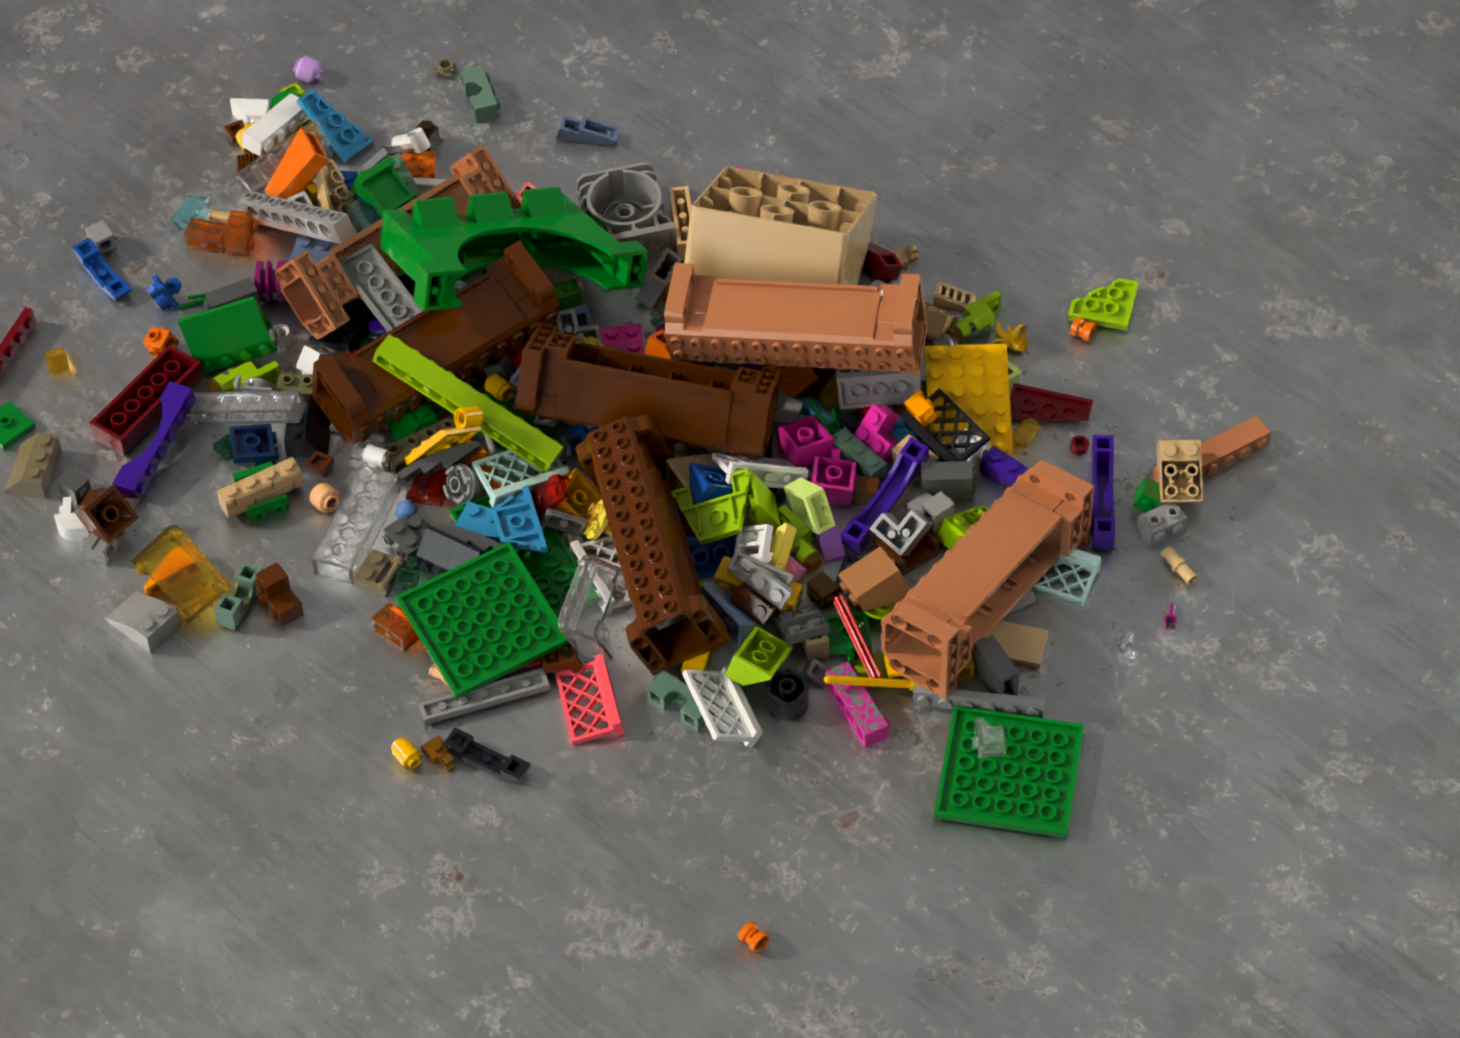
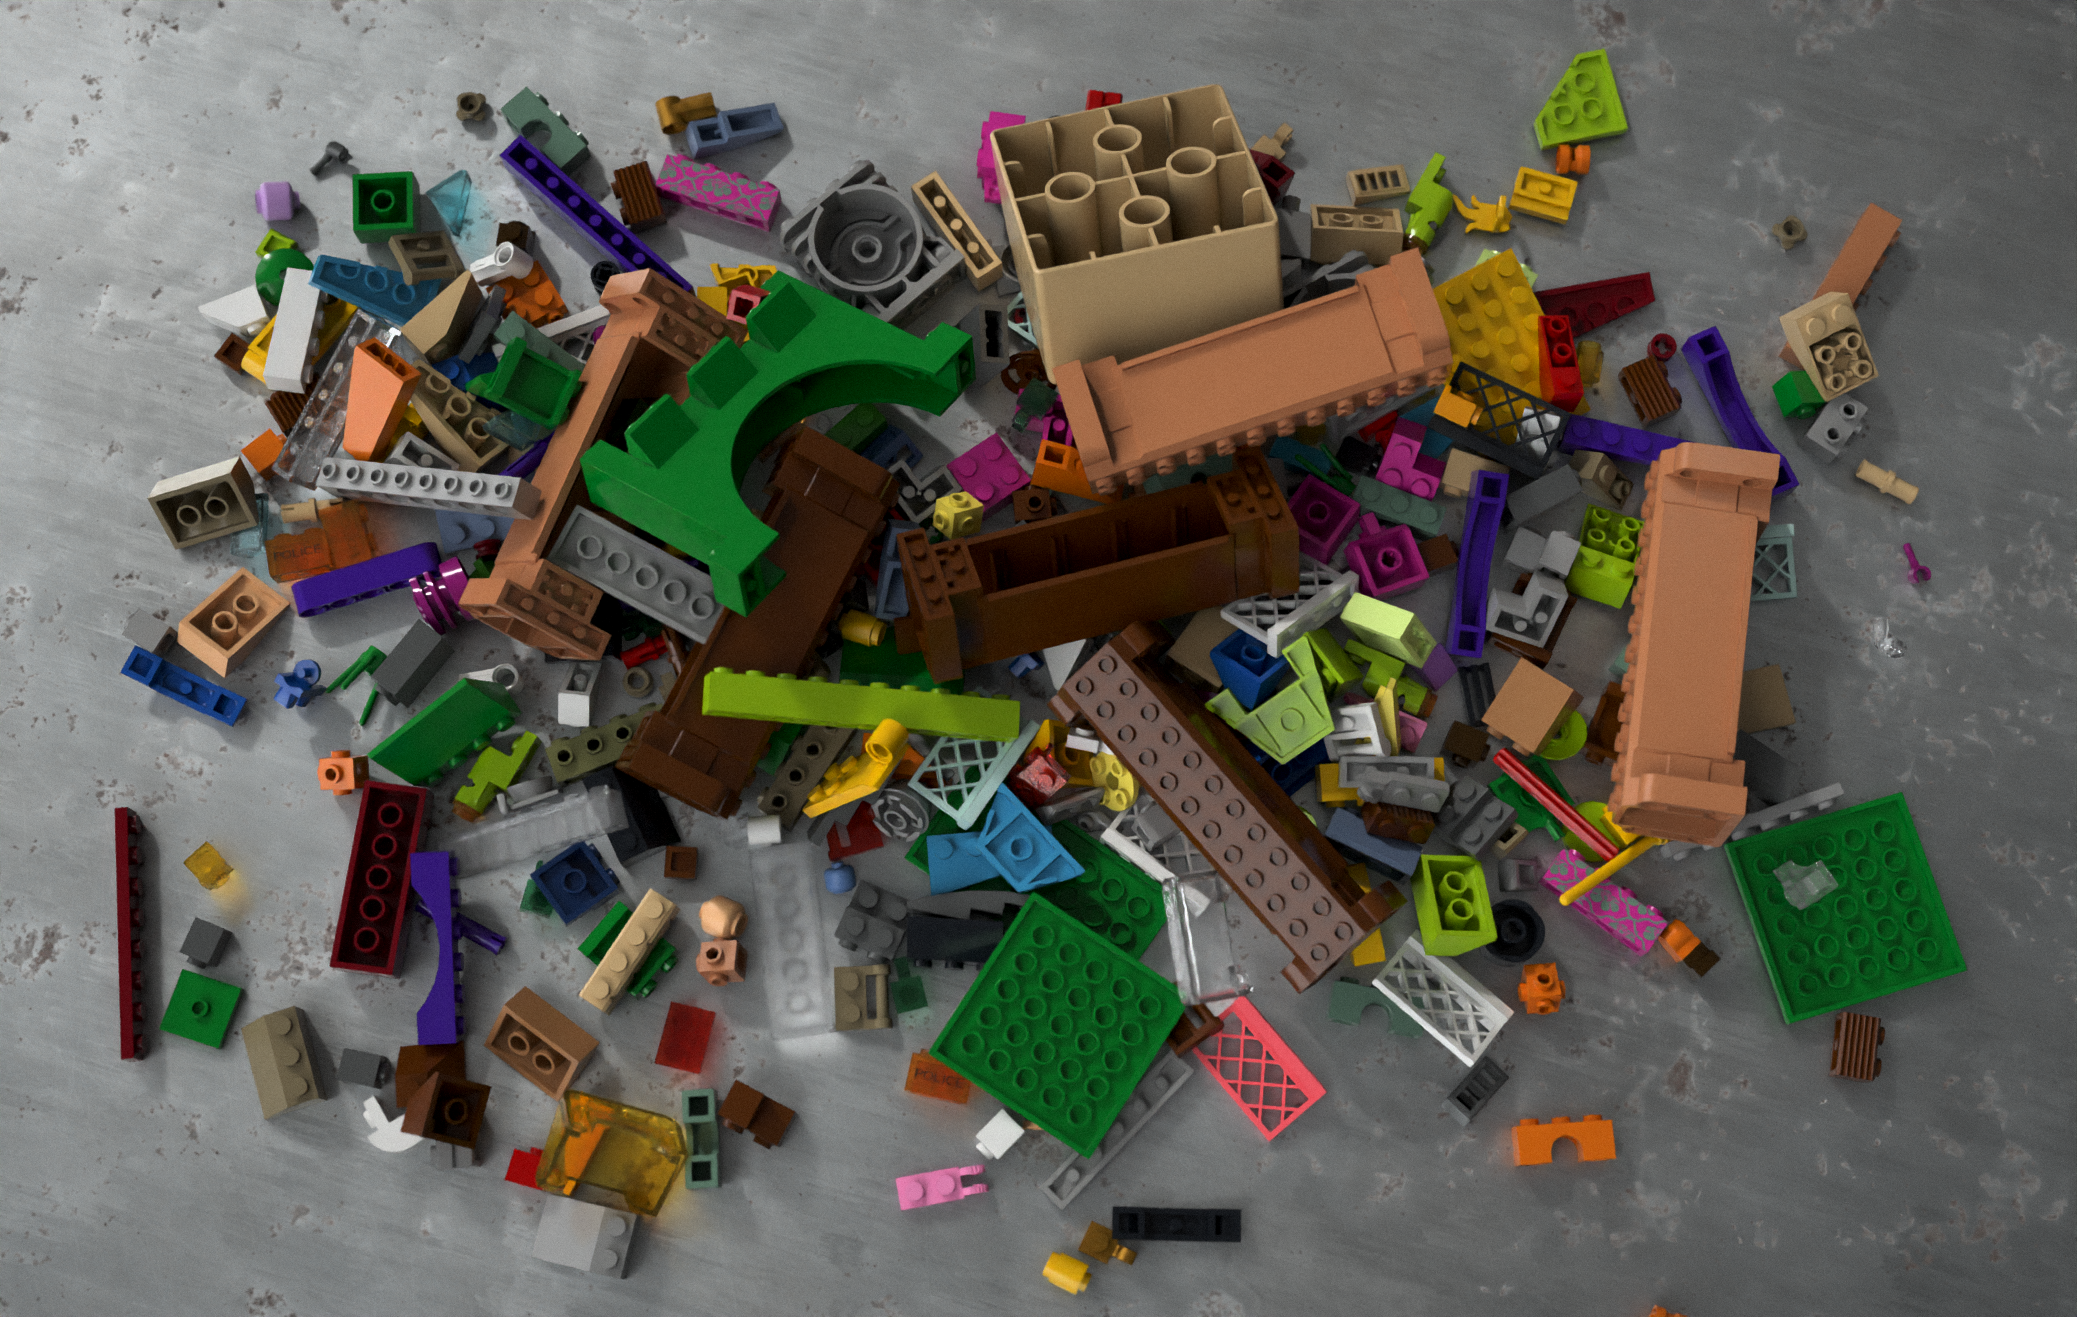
camera: 30 degrees left, 25 degrees up
(30, 392) = (205, 943): none -> dark grey brick
(129, 576) = (524, 1167): none -> red brick
(147, 251) = (231, 622): none -> light nougat slope
(172, 189) = (205, 503): none -> dark tan slope
(181, 449) = (472, 930): none -> dark purple pin
(181, 506) = (541, 1043): none -> medium nougat slope
(218, 177) = (264, 452): none -> orange brick
(229, 259) = (365, 579): none -> dark purple beam
(264, 547) = (685, 1038): none -> clear red plate
(310, 516) = (722, 961): none -> nougat brick
(355, 60) = (333, 150): none -> dark grey hand
(357, 150) = (443, 323): none -> tan slope
(361, 682) = (937, 1187): none -> bright pink hinge
(365, 93) = (385, 205): none -> green brick
(379, 122) = (424, 249): none -> dark tan plate
(405, 104) = (451, 199): none -> clear light blue slope
(412, 669) = (998, 1136): none -> white brick
(468, 121) = (583, 212): none -> dark purple brick
(511, 142) = (639, 196): none -> reddish brown brick
(556, 155) = (719, 192): none -> dark pink brick
(558, 108) = (676, 113): none -> pearl gold piece
(590, 485) = (1086, 739): none -> white plate
(605, 550) = (1154, 826): none -> light grey brick
(702, 776) = (1465, 1108): none -> dark grey slope
(735, 807) = (1591, 1138): none -> orange arch
(787, 729) = (1541, 988): none -> orange brick
(894, 752) = (1687, 950): none -> leg
(969, 844) = (1856, 1047): none -> reddish brown brick
(991, 486) = (1601, 478): none -> dark tan slope
(1001, 415) = (1558, 363): none -> red slope
(1053, 340) = (1542, 195): none -> yellow plate
(1058, 453) = (1650, 391): none -> reddish brown brick
(1199, 417) = (1796, 226): none -> dark tan plate

